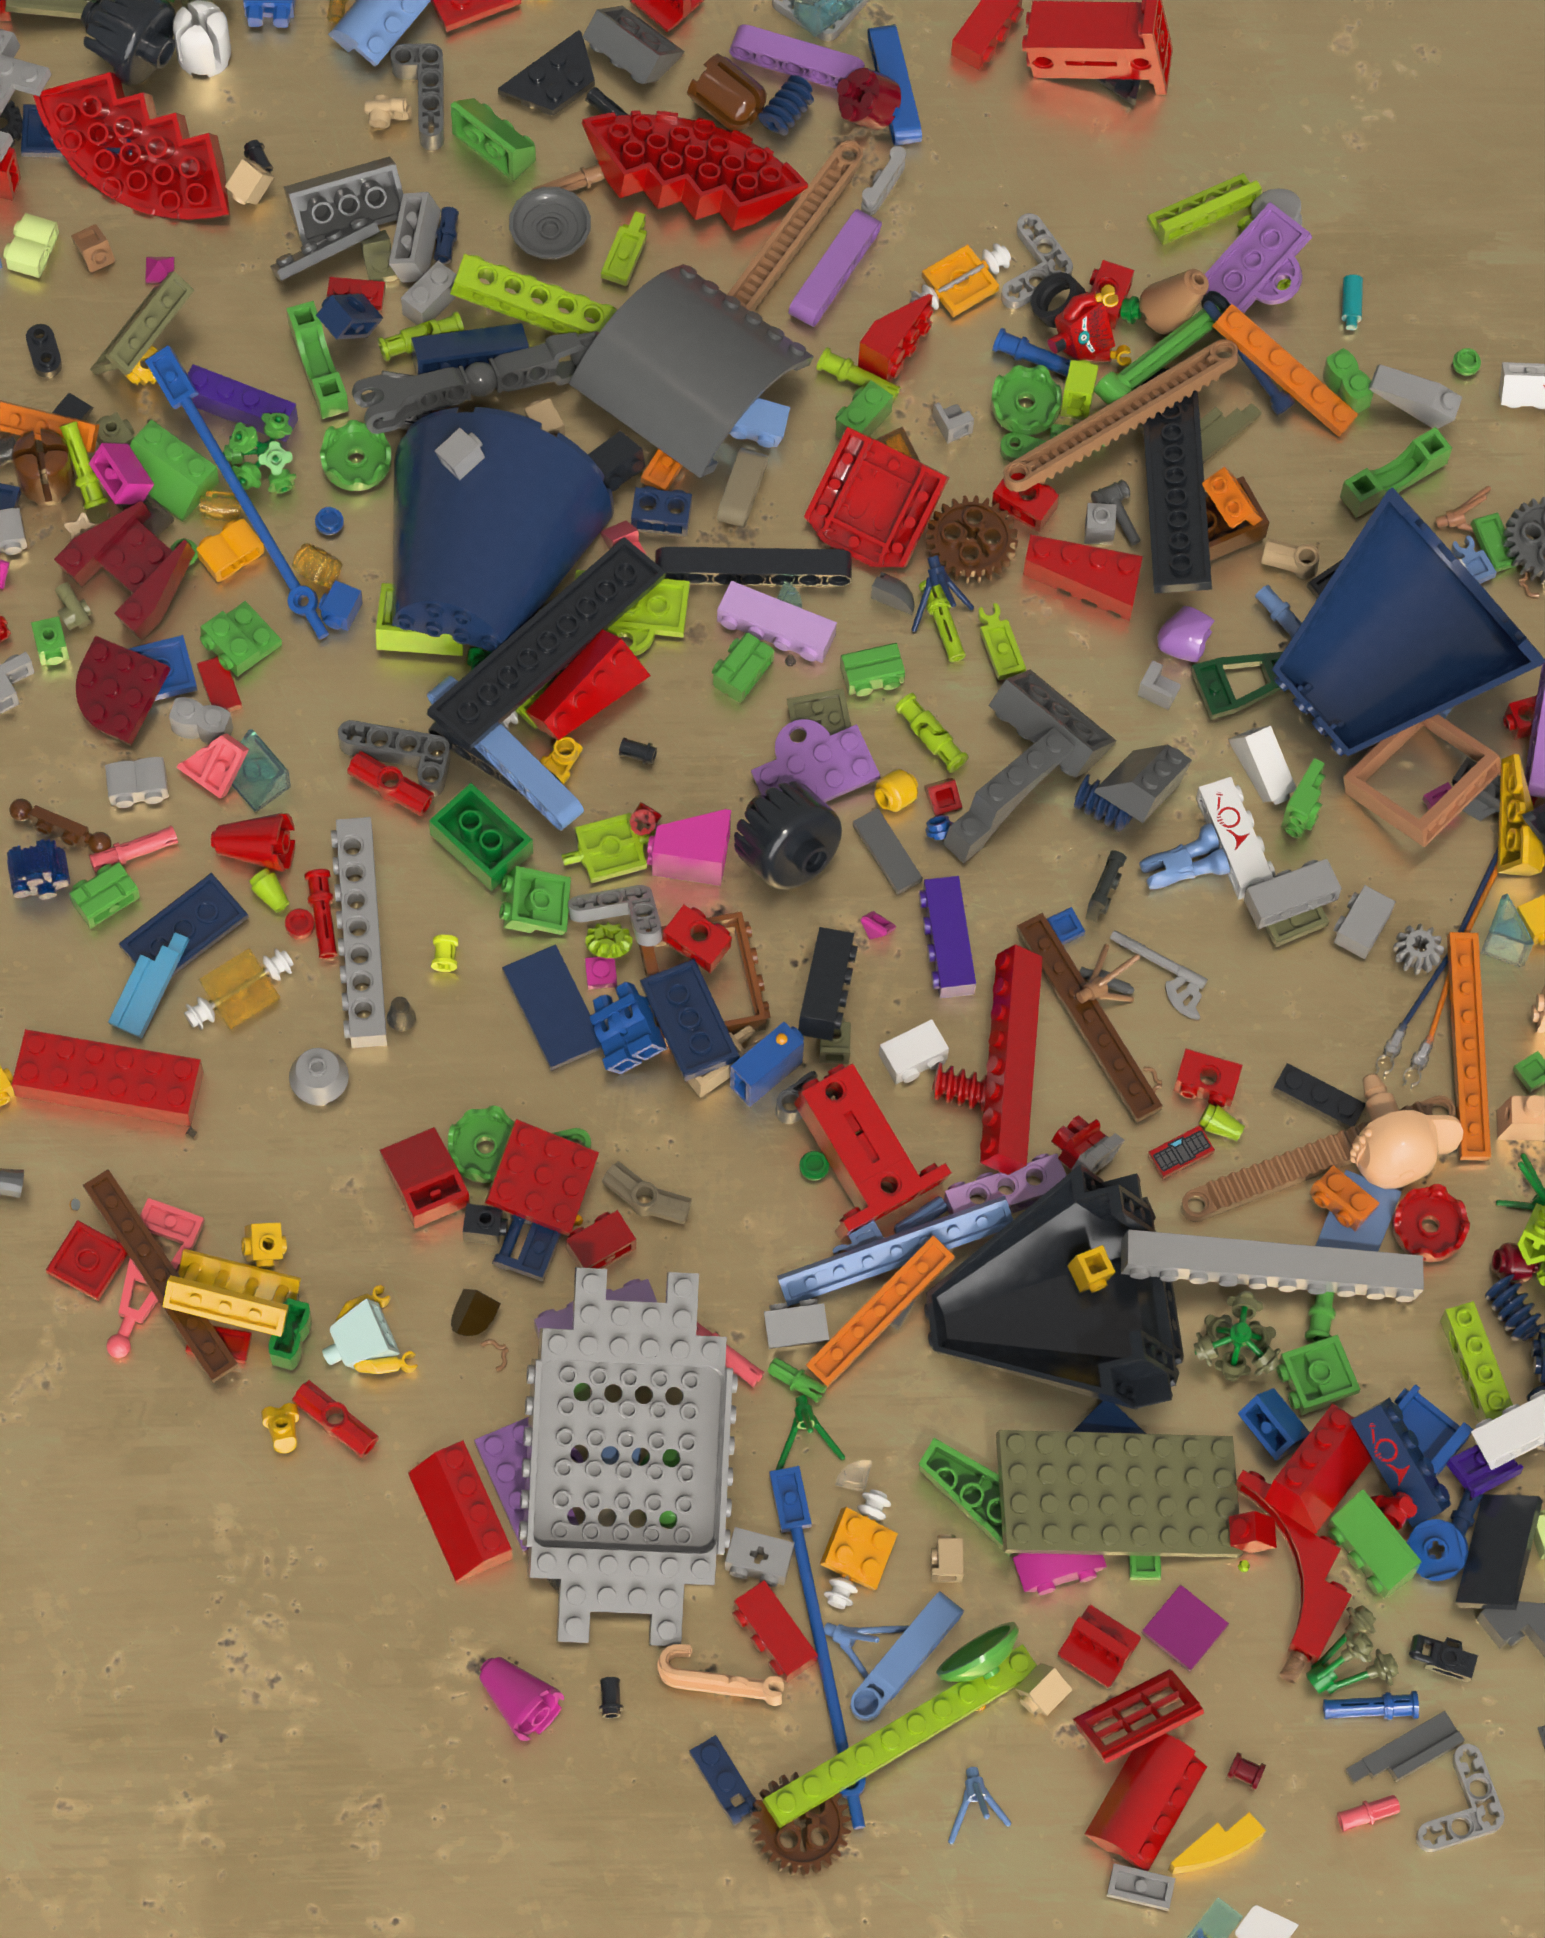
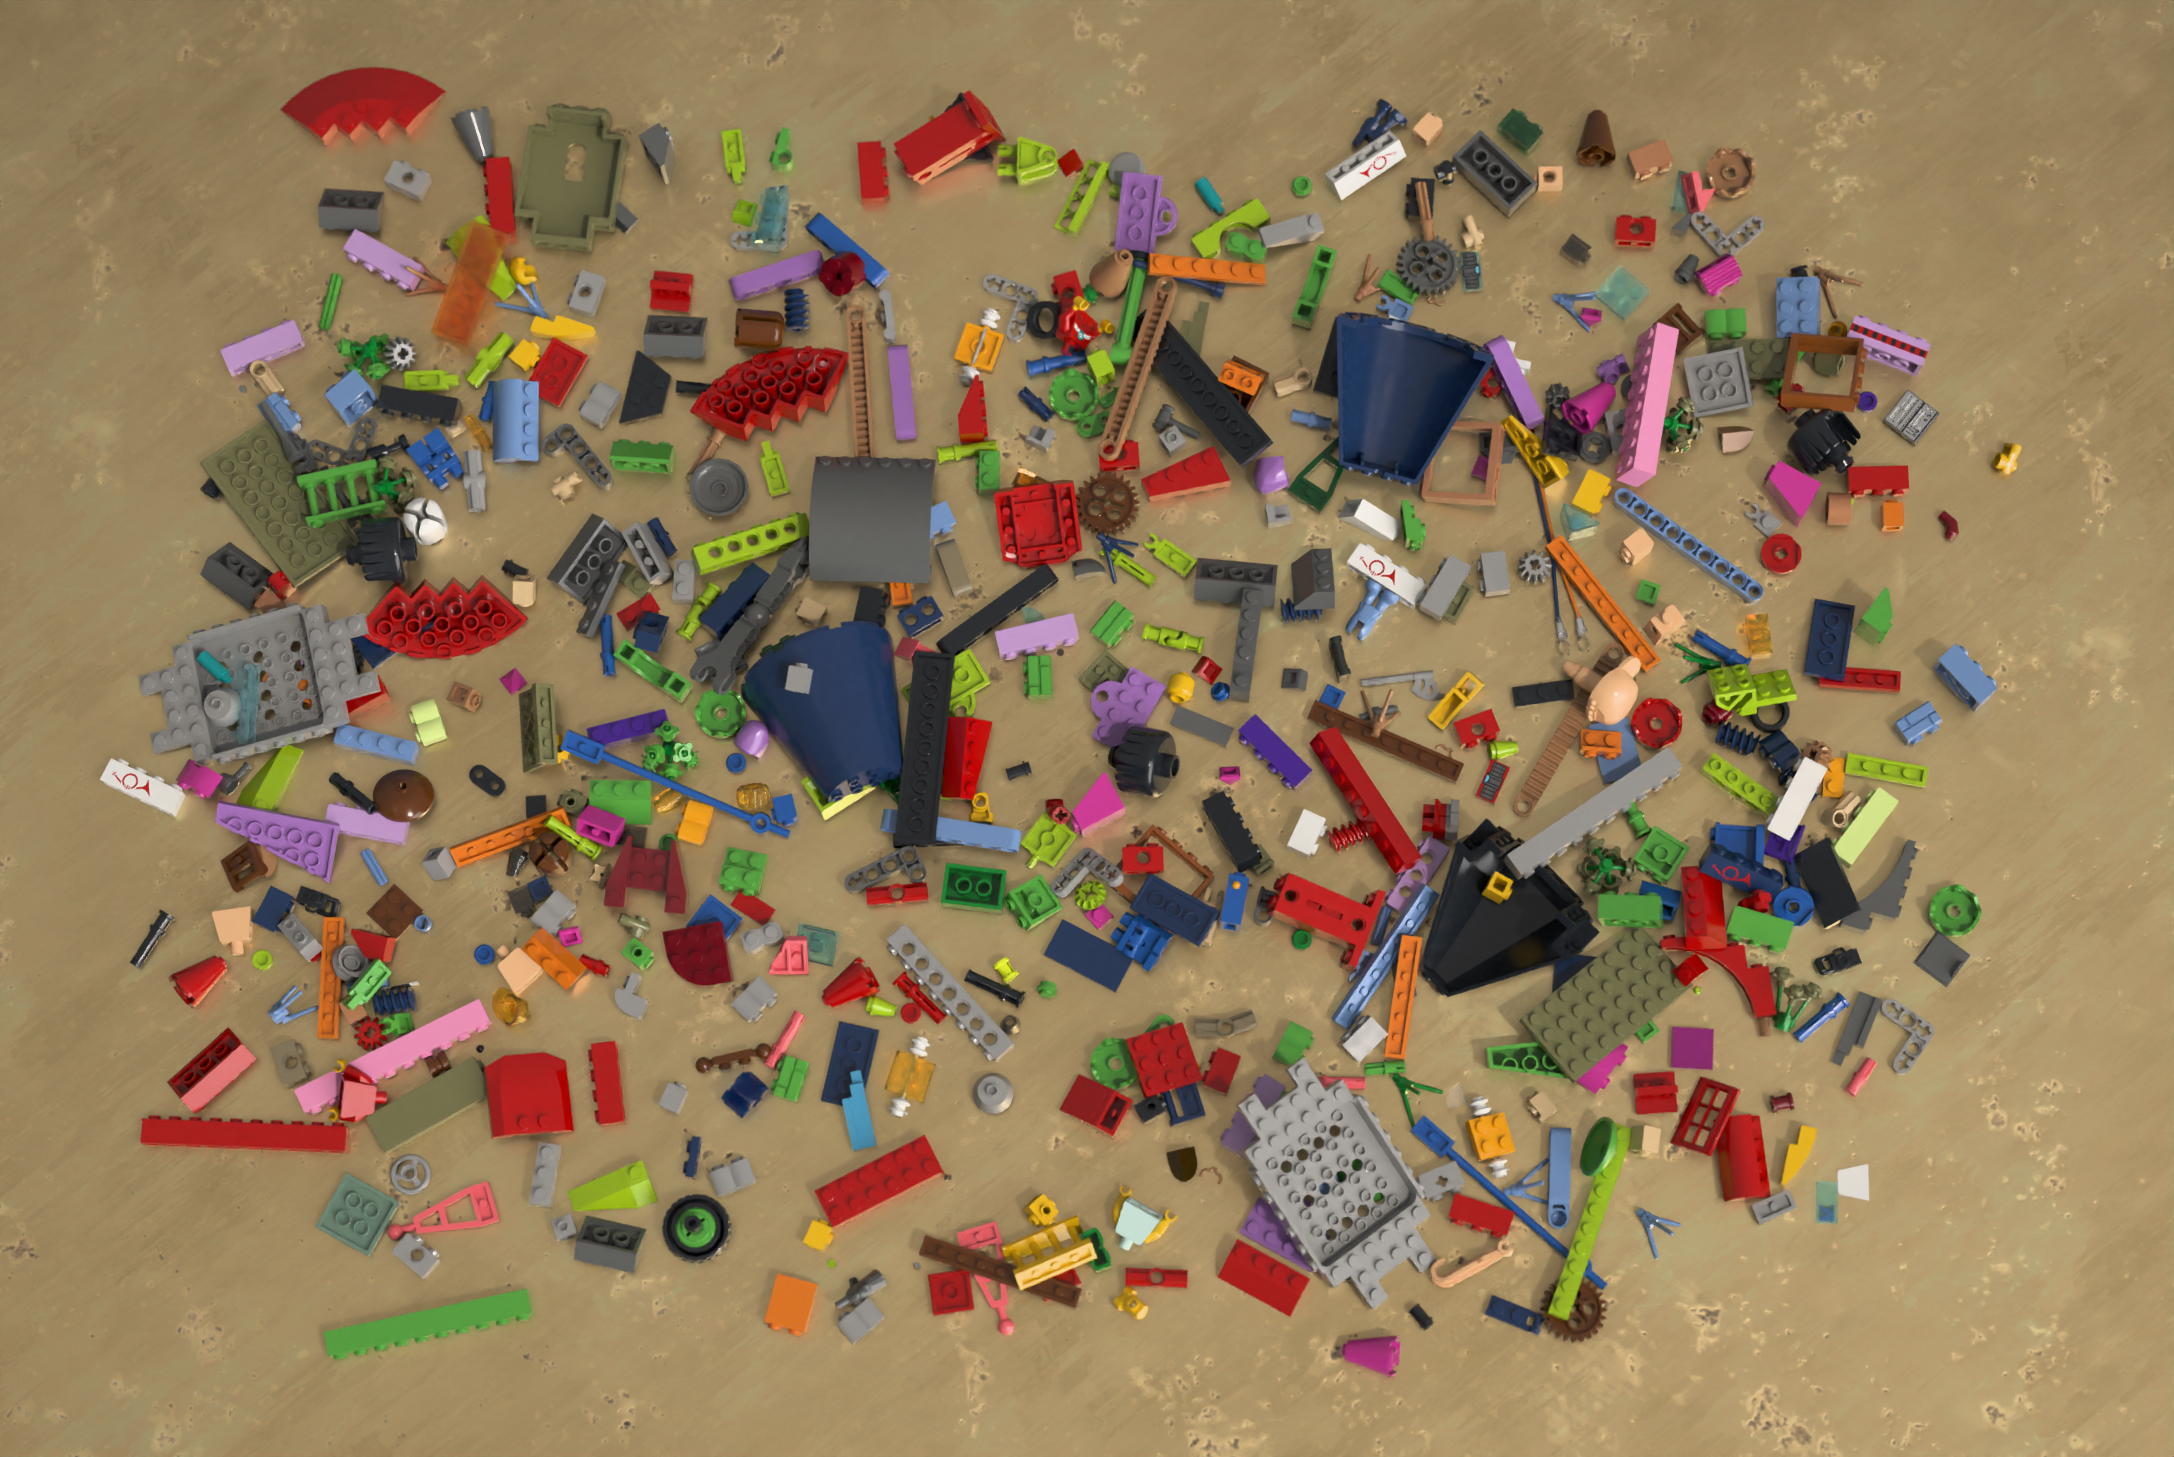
camera: 30 degrees left, 10 degrees up
(291, 40) = (474, 481): none -> light grey piece
(295, 297) = (607, 646): none -> blue pin
(368, 505) = (752, 738): none -> medium lavender piece
(422, 975) = (1004, 992): none -> black pin
(474, 1007) = (1047, 989): none -> bright green plate
(492, 56) = (600, 404): none -> light grey brick
(716, 1272) = (1293, 1044): none -> bright green brick
(976, 382) = (1036, 404): none -> dark blue pin
(1037, 877) = (1294, 679): none -> dark grey slope
(1171, 126) = (1030, 160): none -> lime piece
(1209, 1030) = (1456, 700): none -> yellow slope
(1219, 164) = (1070, 163): none -> red slope
(1231, 1408) = (1630, 910): none -> bright green slope
(1313, 345) = (1250, 216): none -> lime arch

